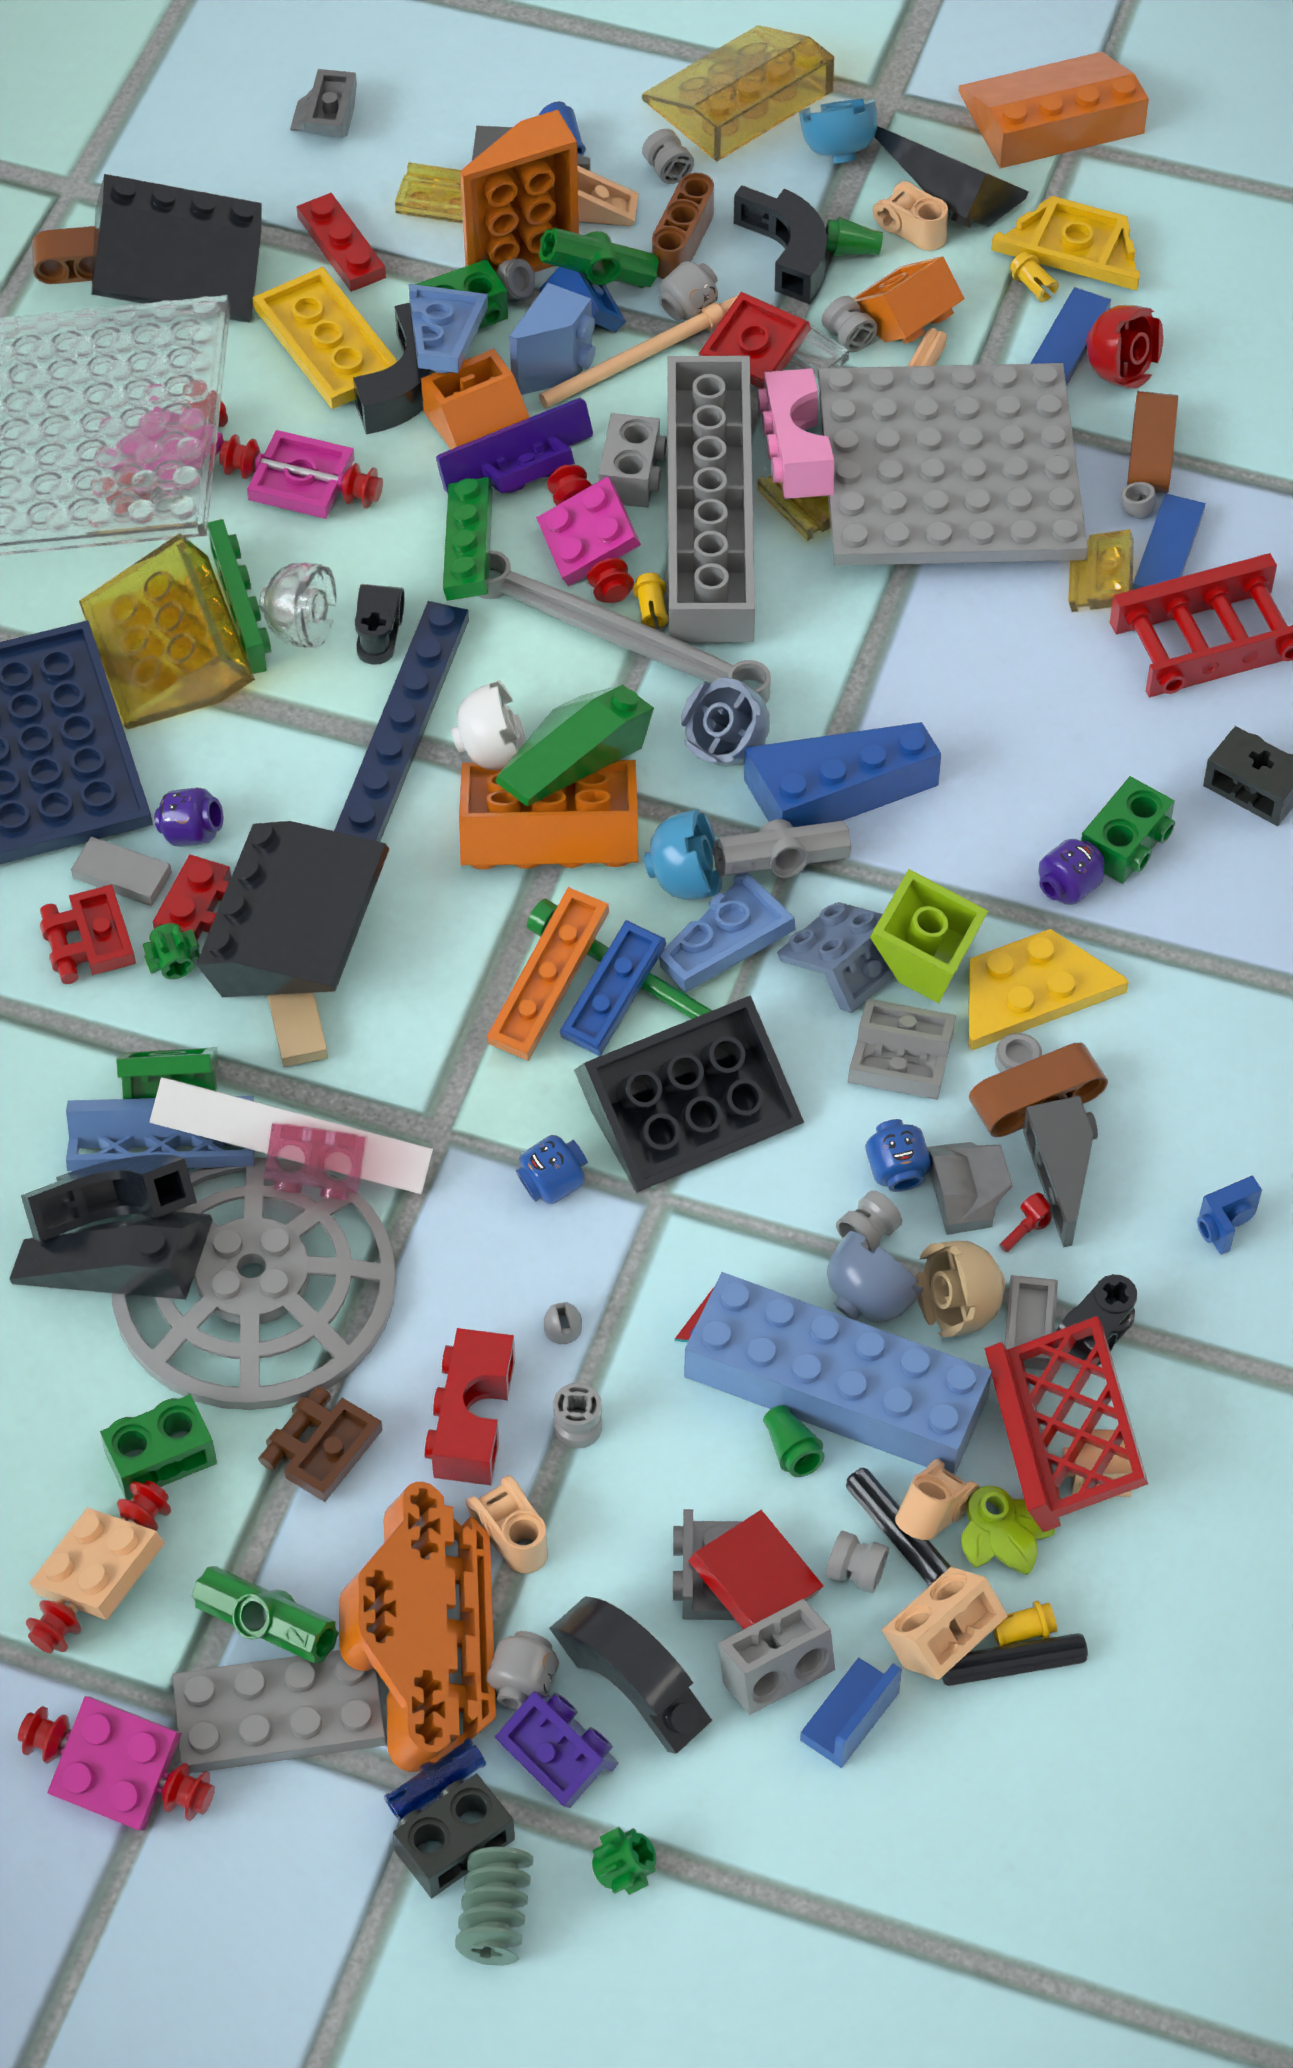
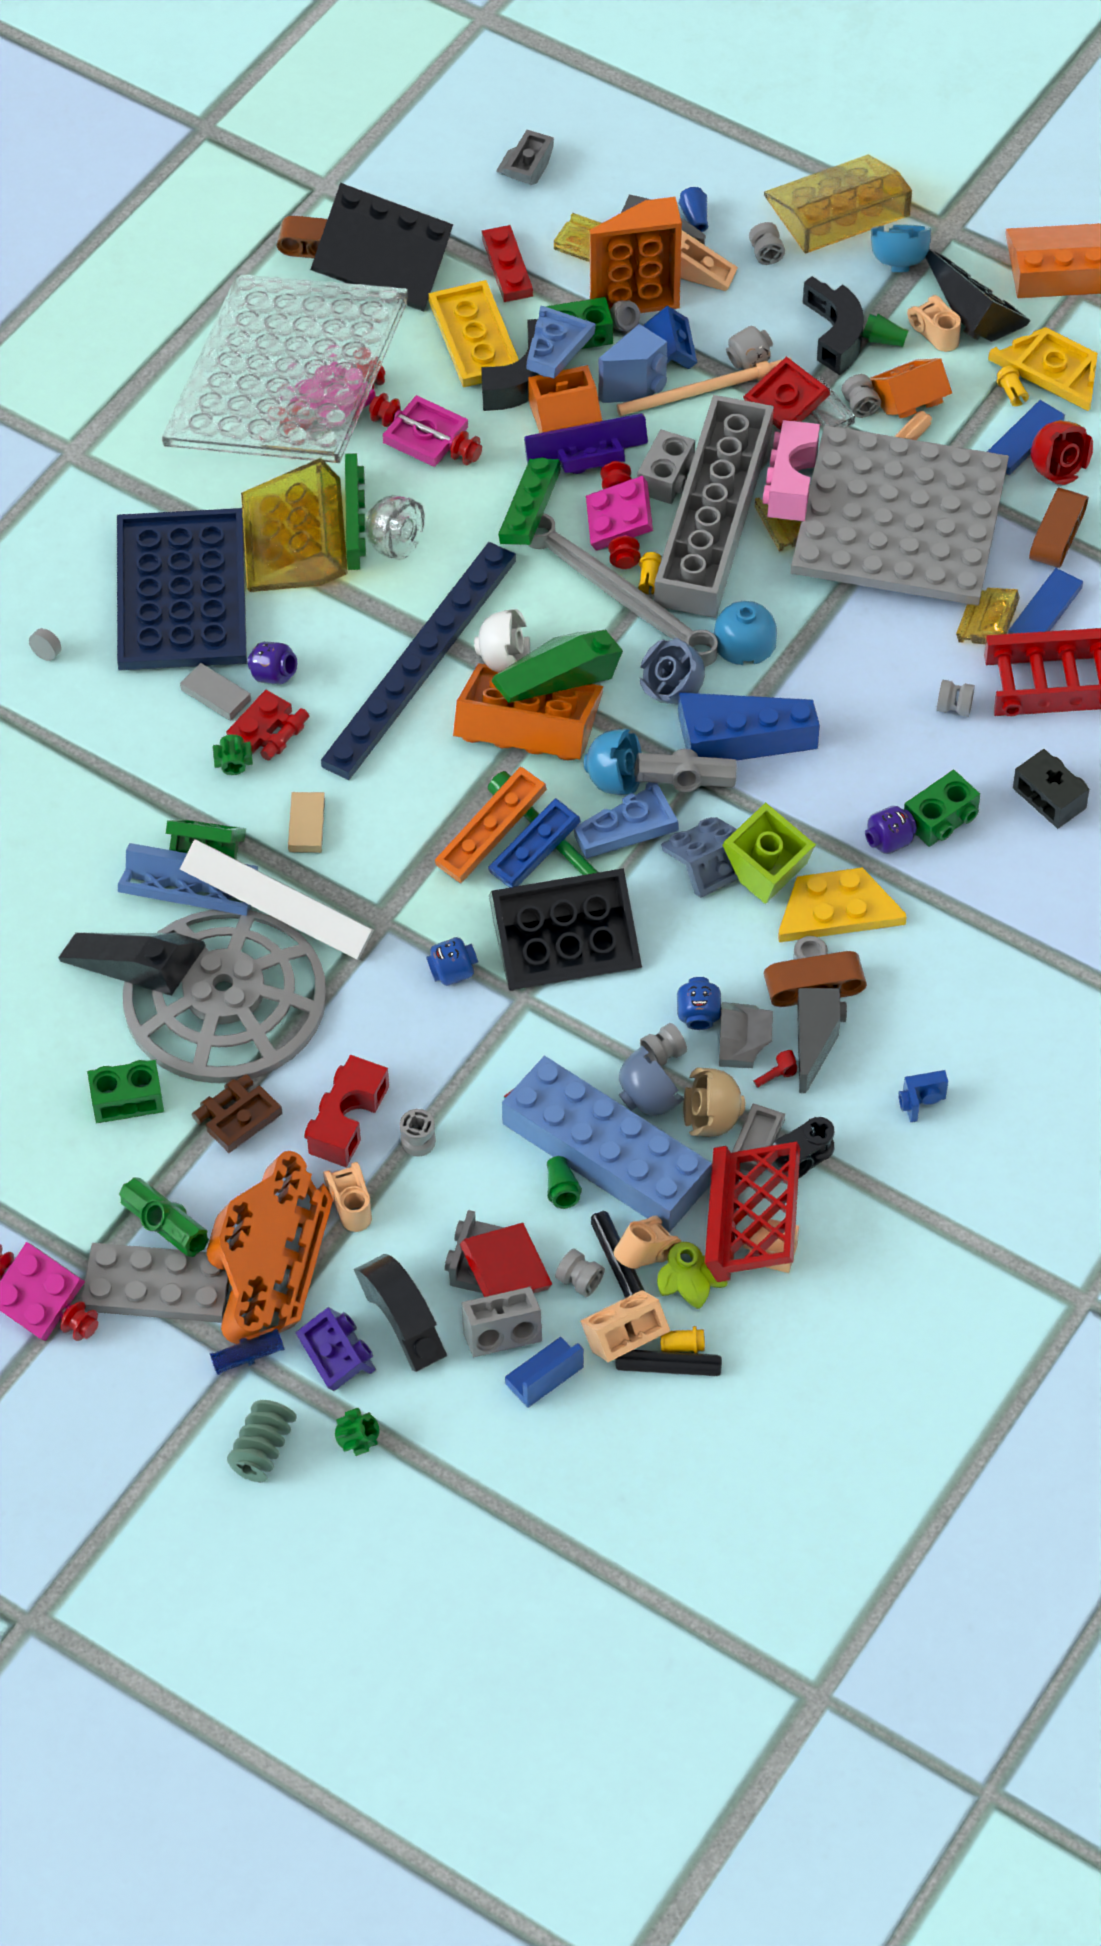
camera: 15 degrees right, 0 degrees up
(96, 1565) = (61, 1159): light nougat plate -> none
(101, 929) = (189, 731): red plate -> none
(109, 1189) = (138, 910): black arch -> none
(291, 910) = (321, 742): black slope -> none
(316, 1146) = (289, 911): clear pink brick -> none
(377, 622) = (448, 549): black piece -> none
(459, 1839) = (244, 1380): pearl dark grey brick -> none
(522, 1666) = (327, 1288): light grey head -> none
(552, 1323) = (436, 1068): light grey hinge -> none
(598, 258) = (687, 311): green piece -> none
(683, 222) = (761, 296): dark orange beam -> none
(800, 653) = (745, 633): none -> dark azure cylinder
(902, 1048) = (728, 930): light grey slope -> none
(1087, 683) = (948, 695): none -> light grey wheel
(1139, 499) = (1034, 568): light grey hinge -> none

